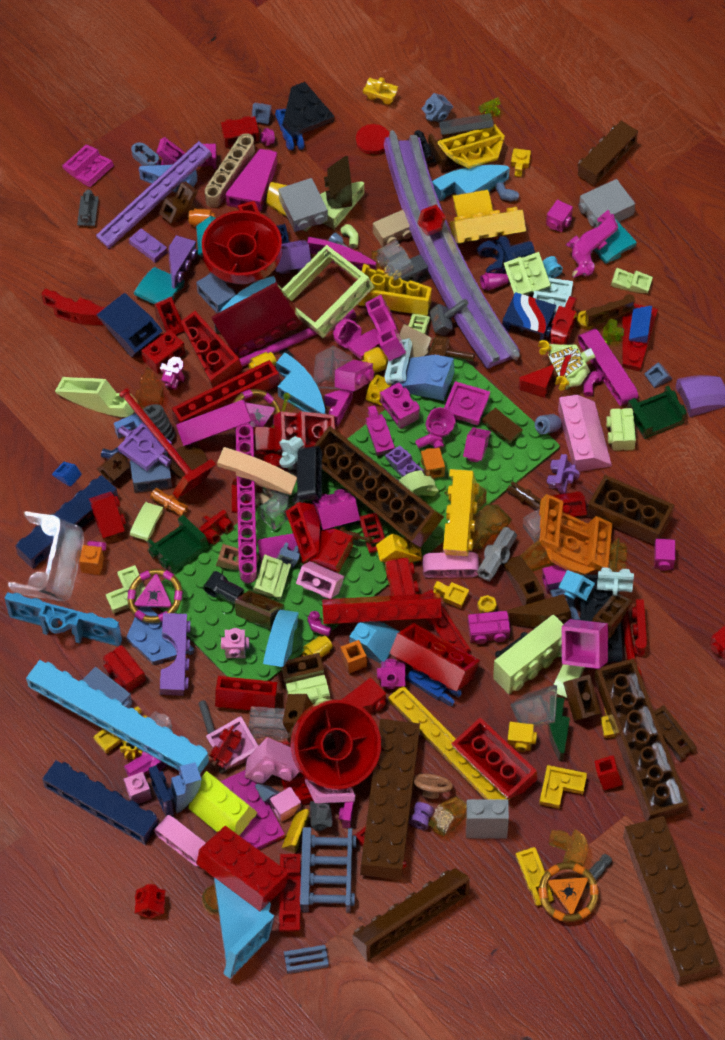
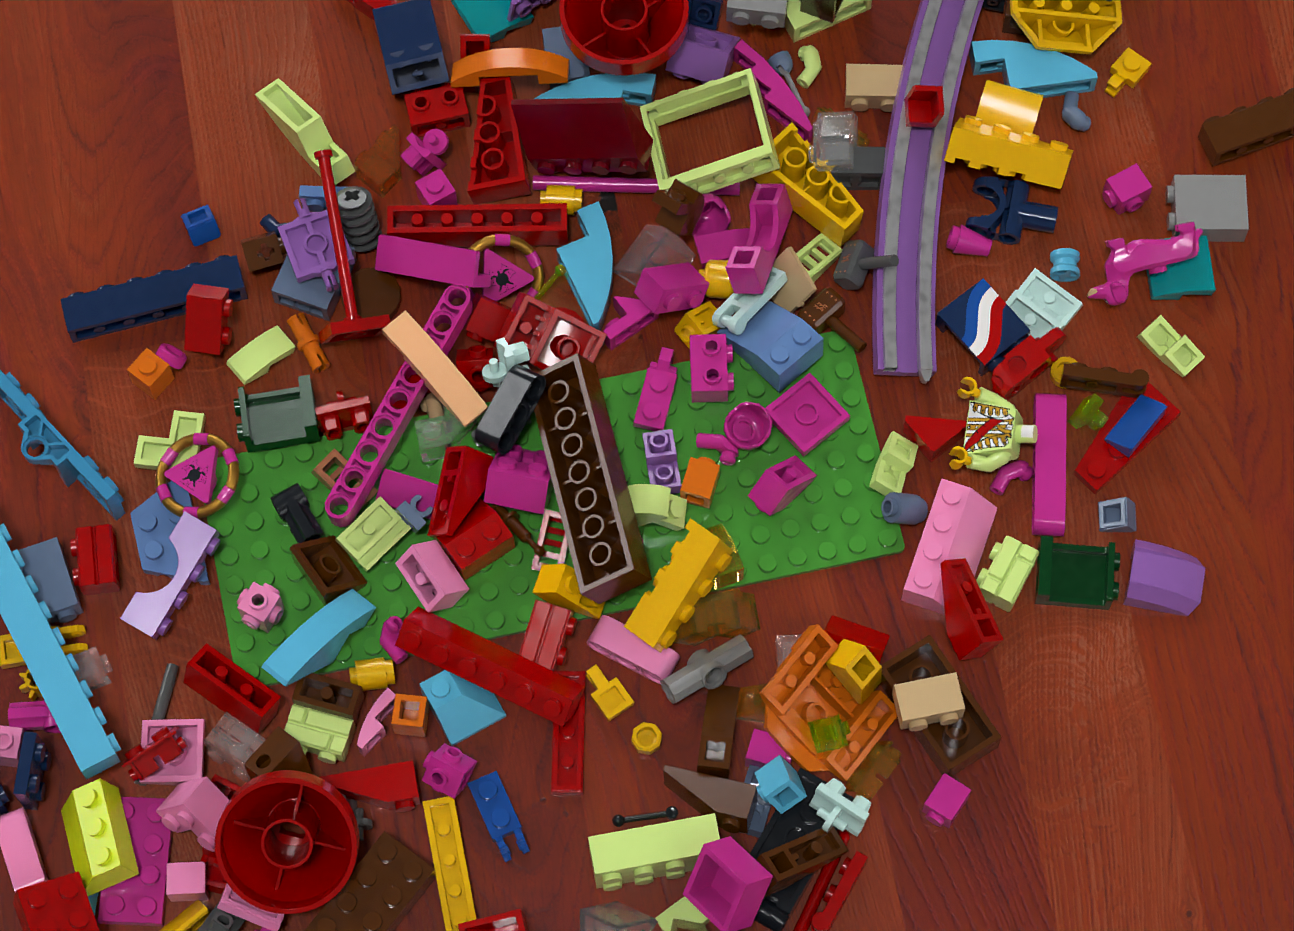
camera: 30 degrees right, 10 degrees up
(62, 563) = (105, 355): clear windscreen -> none
(185, 785) = (58, 783): medium blue slope -> none
(189, 305) = (510, 62): none -> orange slope
(190, 389) = (435, 189): none -> dark pink brick
(266, 792) = (174, 849): sand blue slope -> none
(334, 330) = (679, 208): none -> reddish brown brick
(336, 673) = (372, 729): none -> bright pink slope
(434, 657) = (518, 780): red brick -> none
(488, 627) = (626, 773): dark pink brick -> none
(502, 425) = (837, 475): reddish brown tile -> none
(524, 495) = (805, 599): reddish brown pin -> none
(527, 274) = (1019, 259): yellowish green slope -> none
(527, 406) = (893, 464): none -> yellowish green slope
(565, 474) = (880, 598): medium lavender hips -> none
(578, 509) = (855, 669): none -> yellow slope
(585, 547) = (829, 733): none -> clear neon green tile
(616, 458) = (966, 612): none -> red slope
(627, 504) = (928, 702): none -> tan brick

